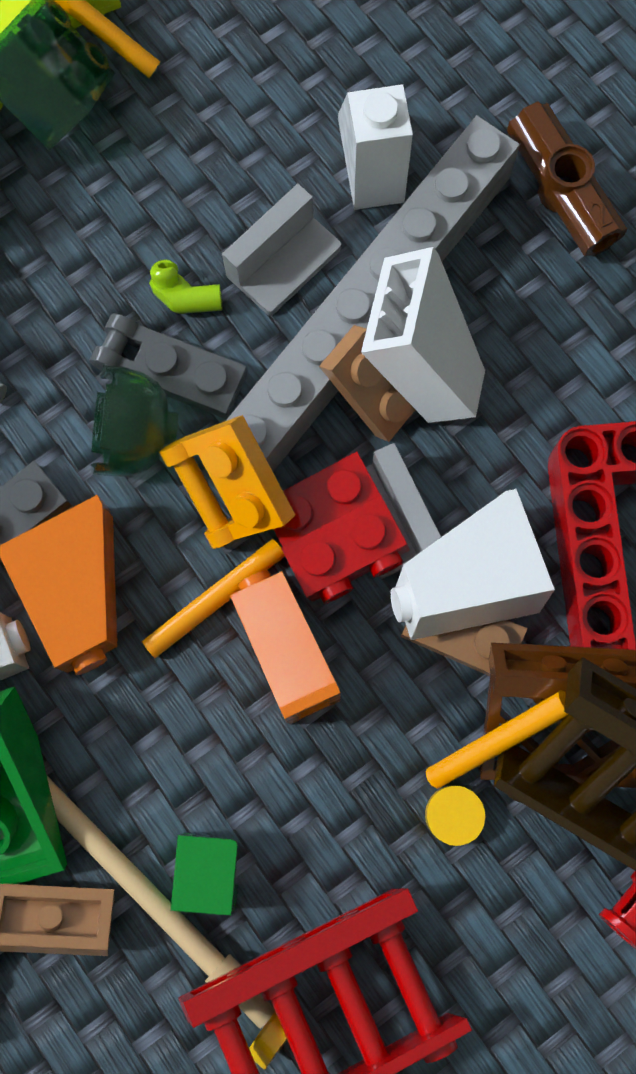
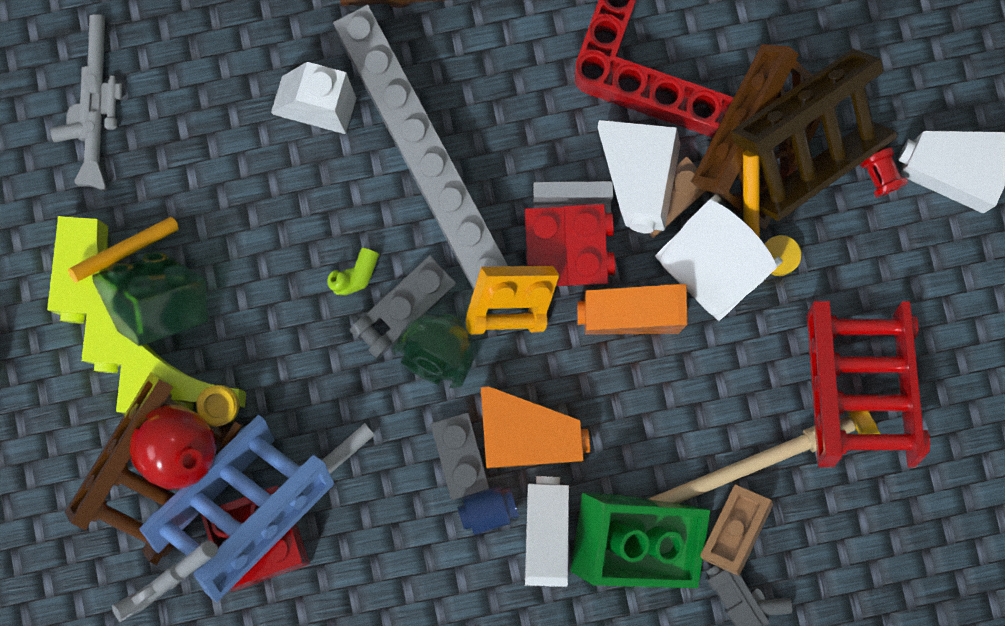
camera: 65 degrees left, 5 degrees up
(205, 875) = (751, 422): green panel -> none
(211, 599) = (576, 345): light orange bar -> none
(280, 252) = (360, 196): light grey panel -> none
(365, 387) = (485, 178): medium nougat plate -> none
(404, 726) = (717, 258): none -> white piece
(422, 338) = (476, 130): white slope -> none

